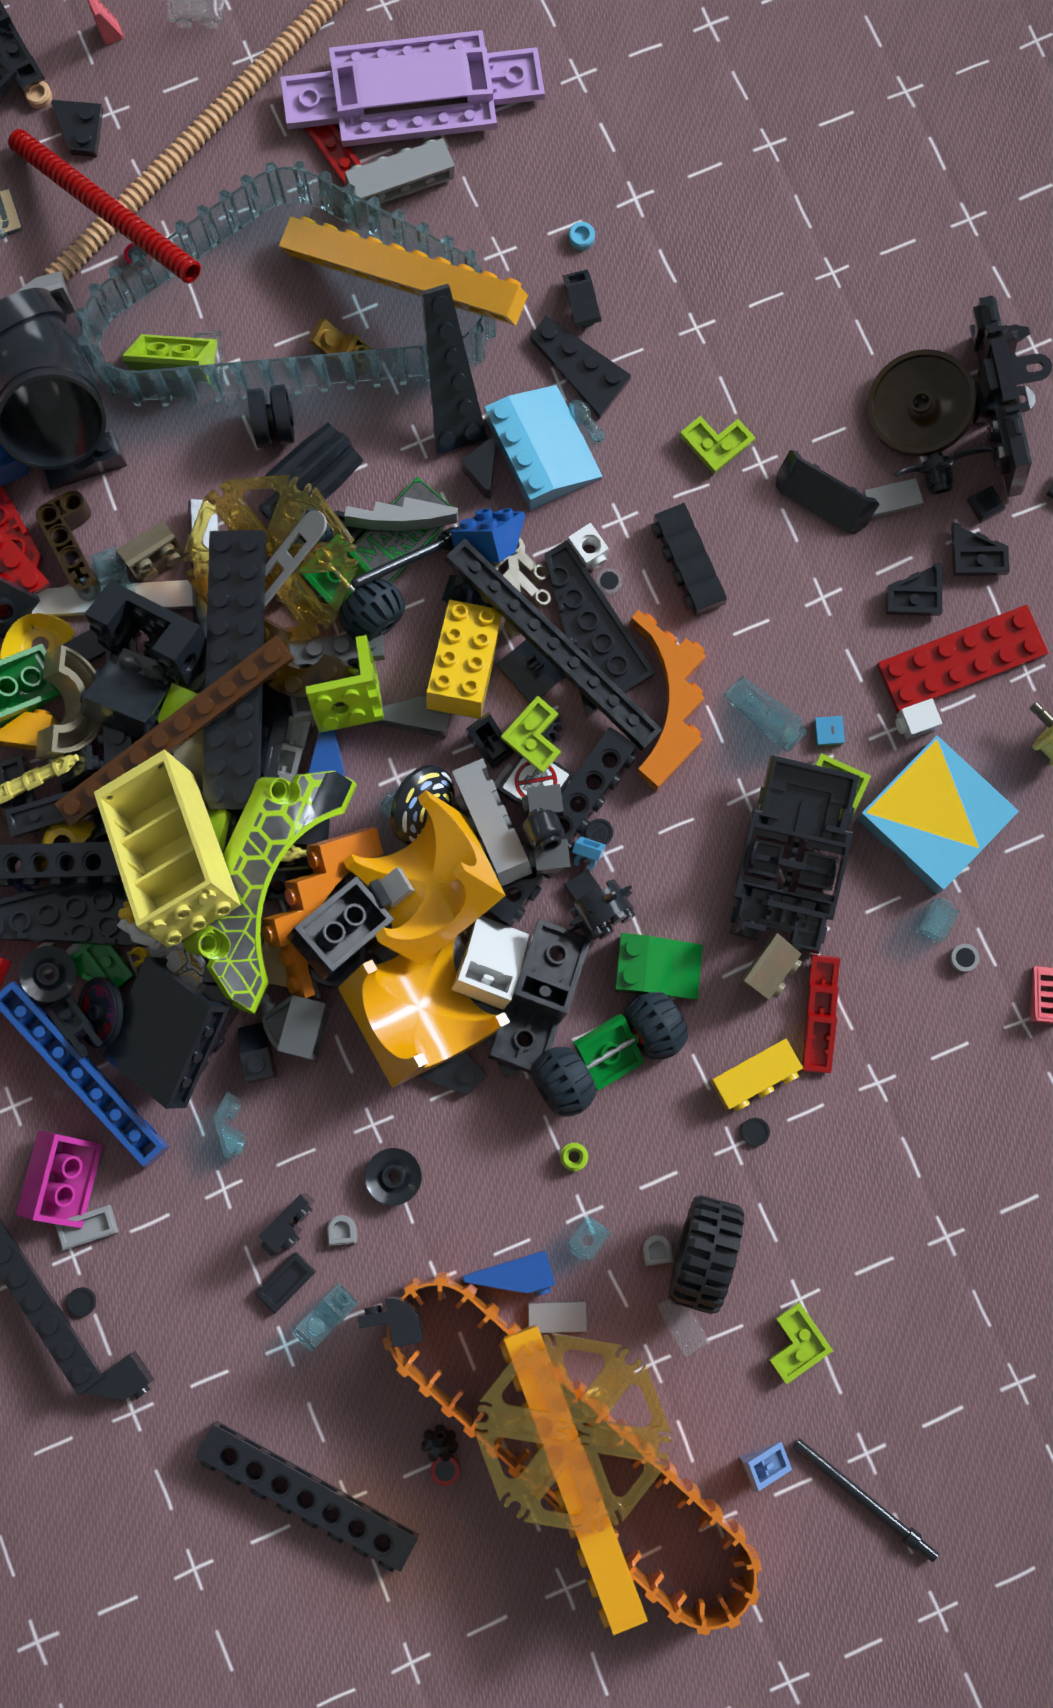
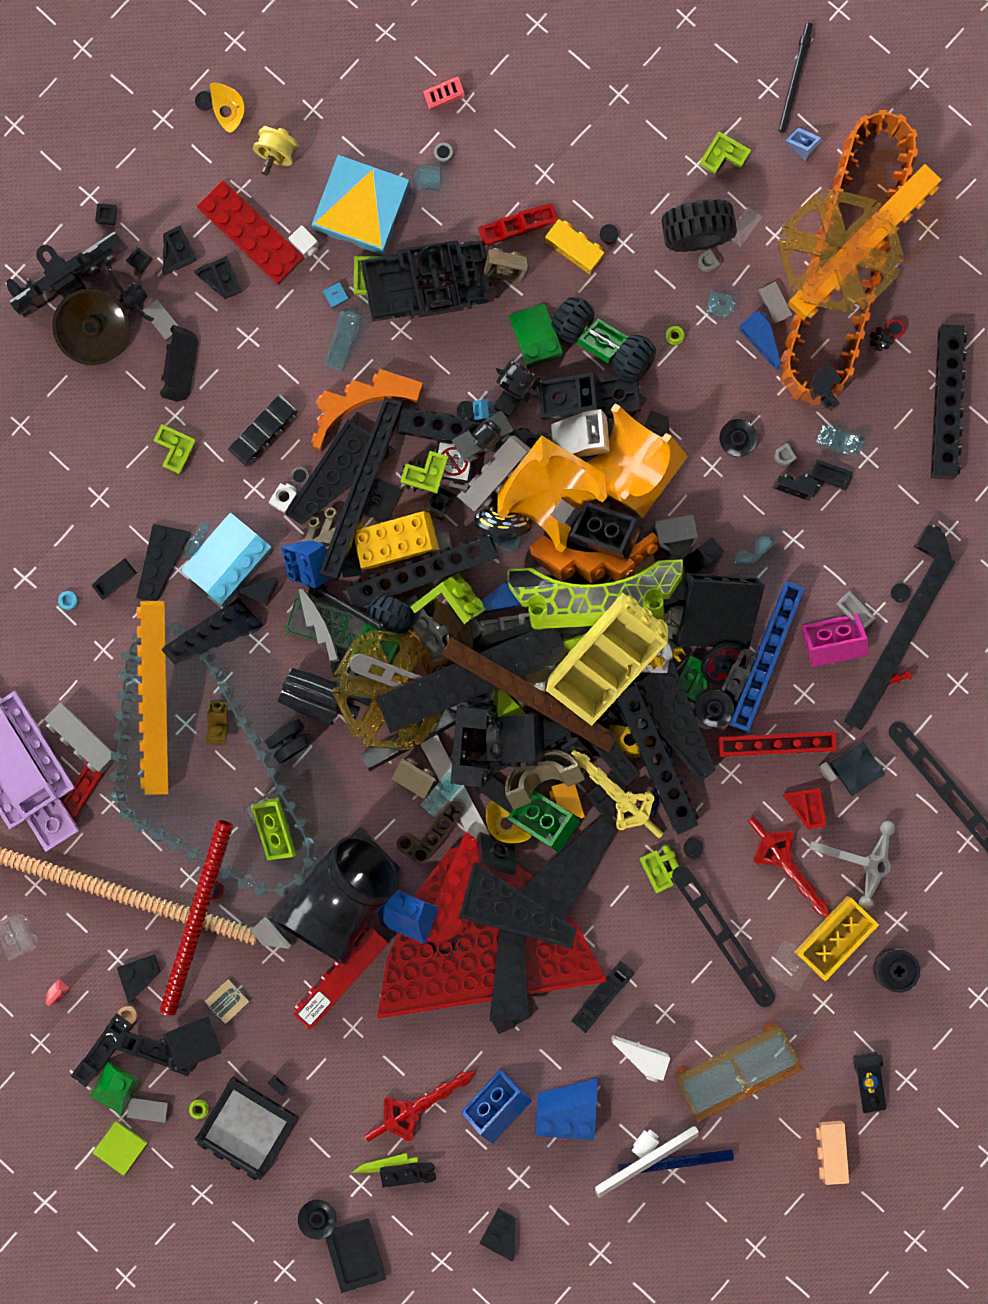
camera: 105 degrees left, 5 degrees up
(398, 765) = (488, 552): none -> black brick

